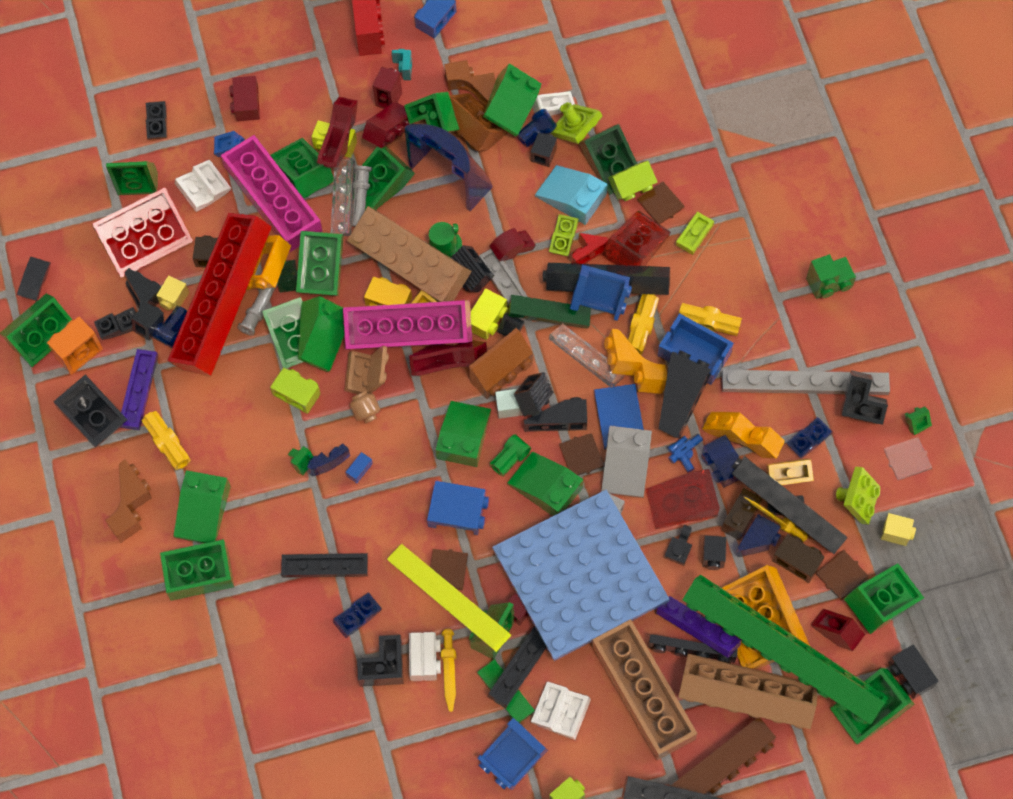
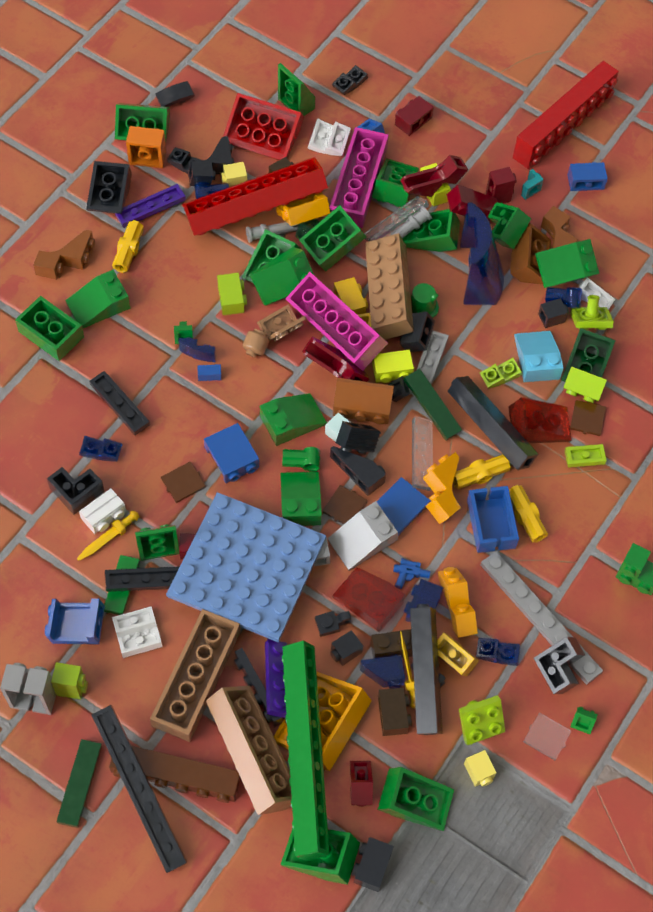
camera: 45 degrees right, 5 degrees down
(449, 598) = (151, 491): neon yellow tile -> none
(511, 243) = (460, 342): dark red brick -> none
(592, 247) = (503, 397): red slope -> none
(601, 291) = (476, 422): blue panel -> none
(682, 391) = (448, 532): black slope -> none
(842, 574) = (410, 754): reddish brown piece -> none

